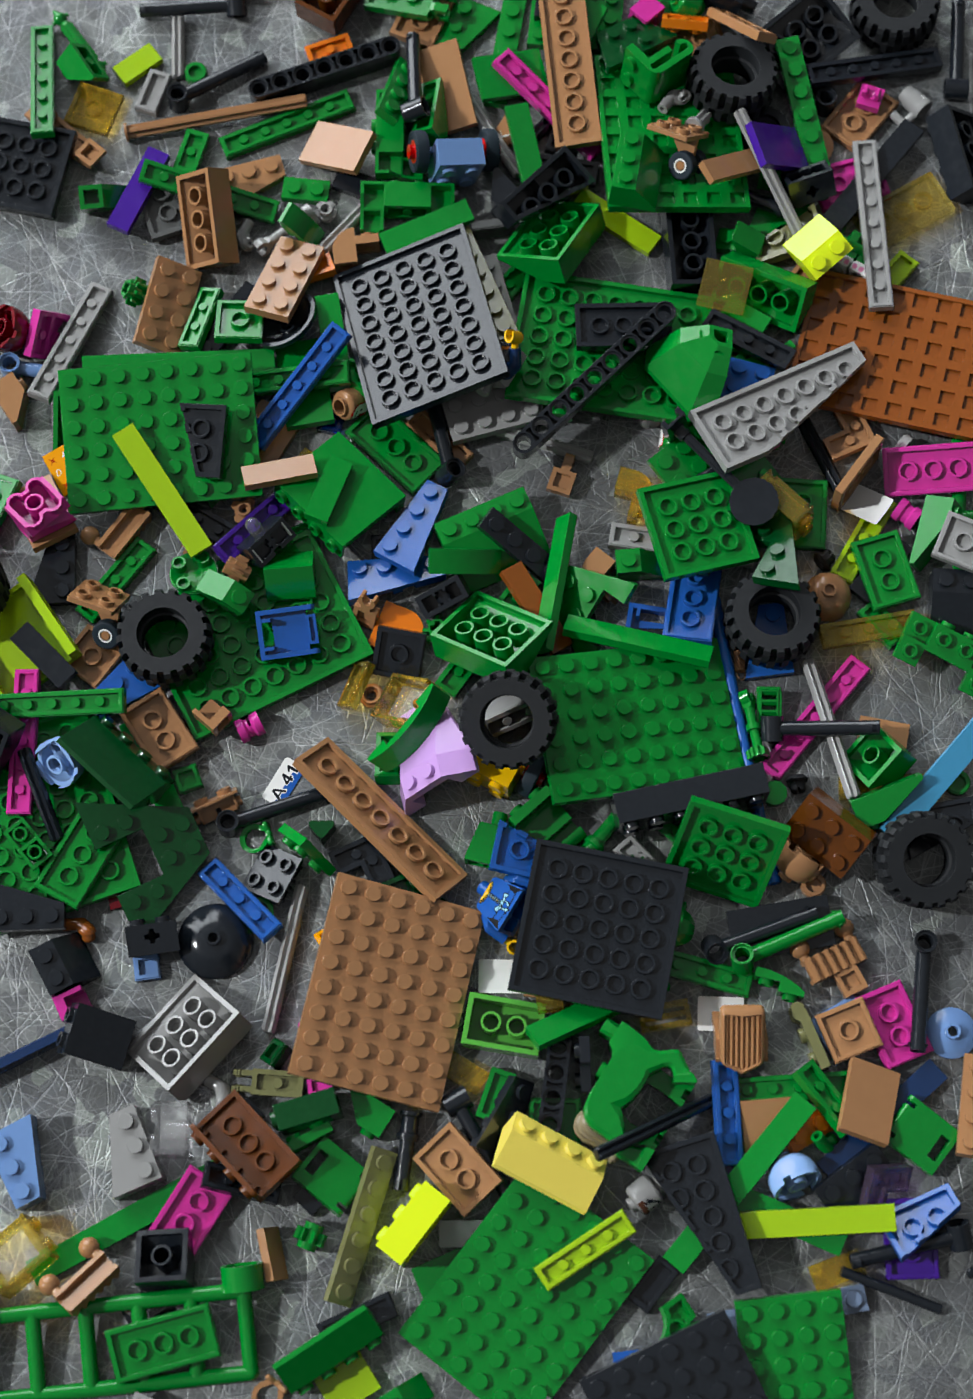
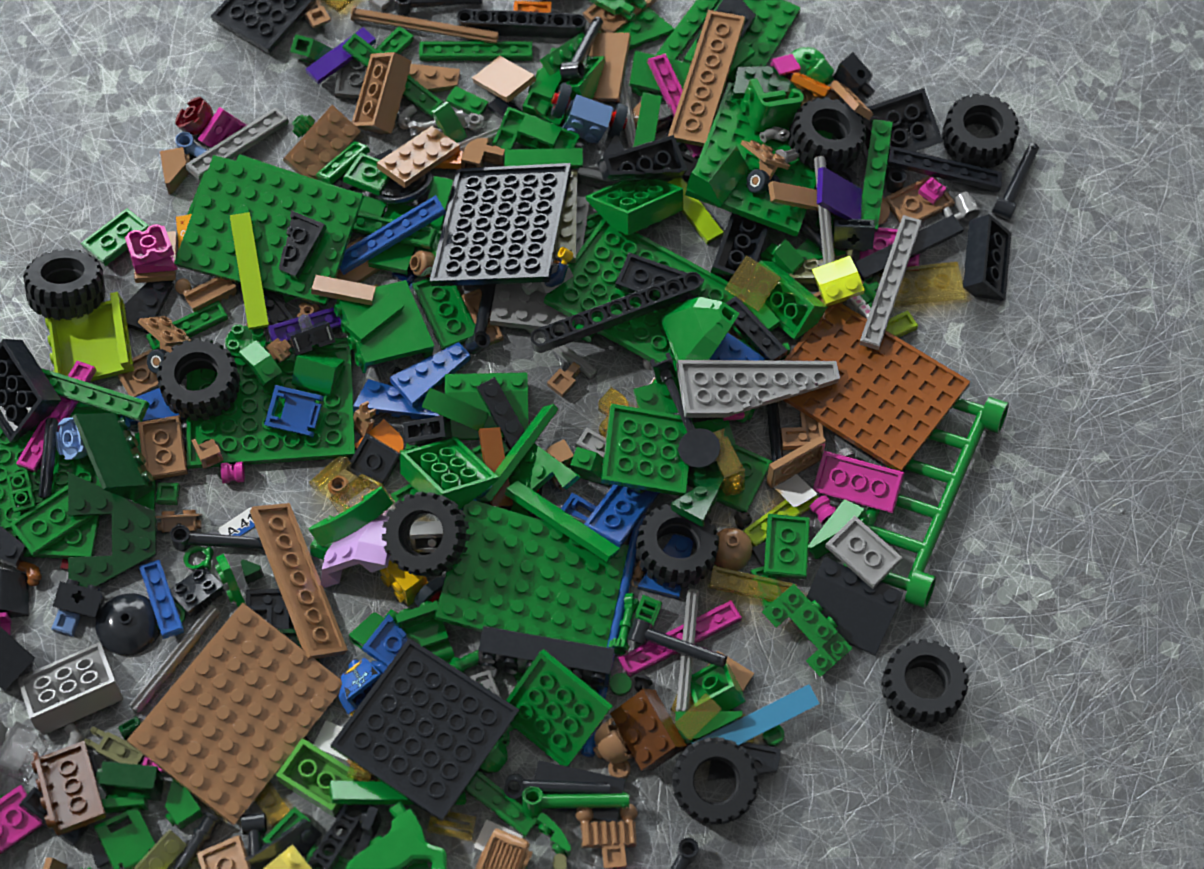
camera: 15 degrees right, 10 degrees down
(43, 655) = (103, 358): black tile -> none
(877, 798) = (698, 716): none -> clear yellow tile

